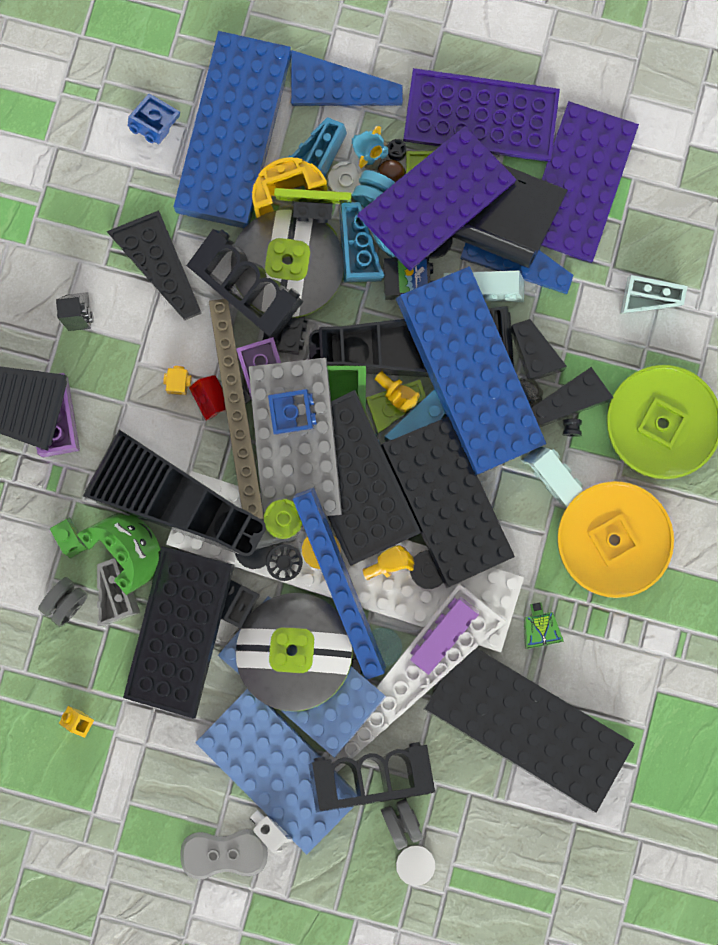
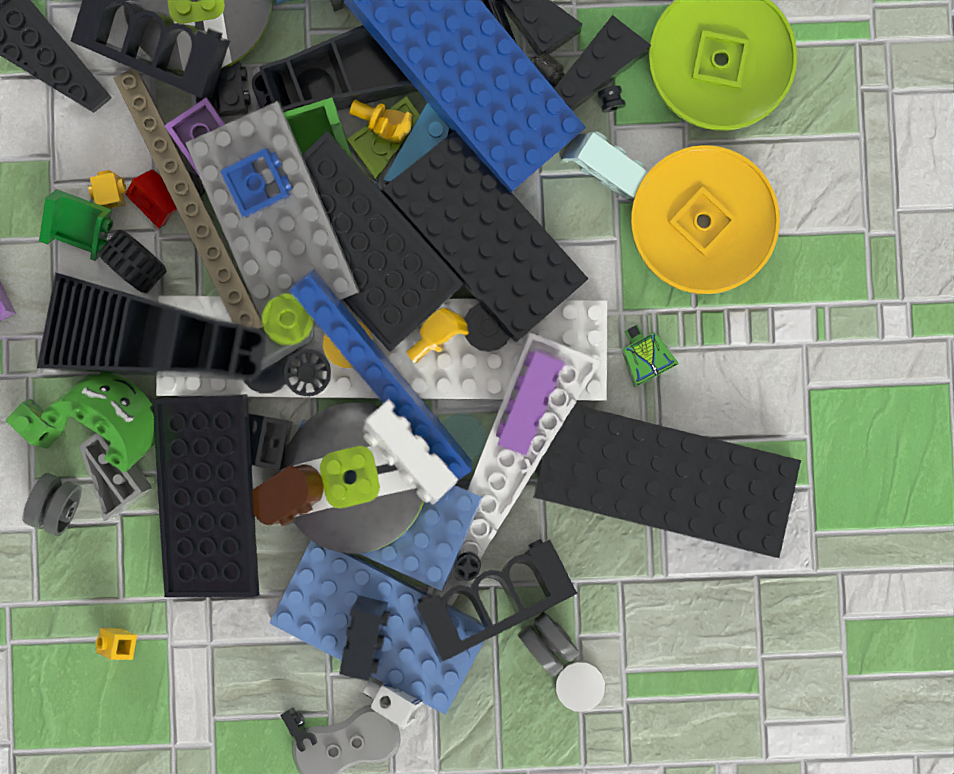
camera: 15 degrees left, 5 degrees up
(147, 398) = (75, 222): none -> green panel
(180, 440) = (132, 261): none -> black tyre
(191, 824) = (295, 724): none -> black plate
(241, 649) = (287, 495): none -> reddish brown brick
(264, 776) = (364, 638): none -> black wedge
(341, 646) = (408, 454): none -> white wedge
(357, 748) = (467, 571): none -> black wheel

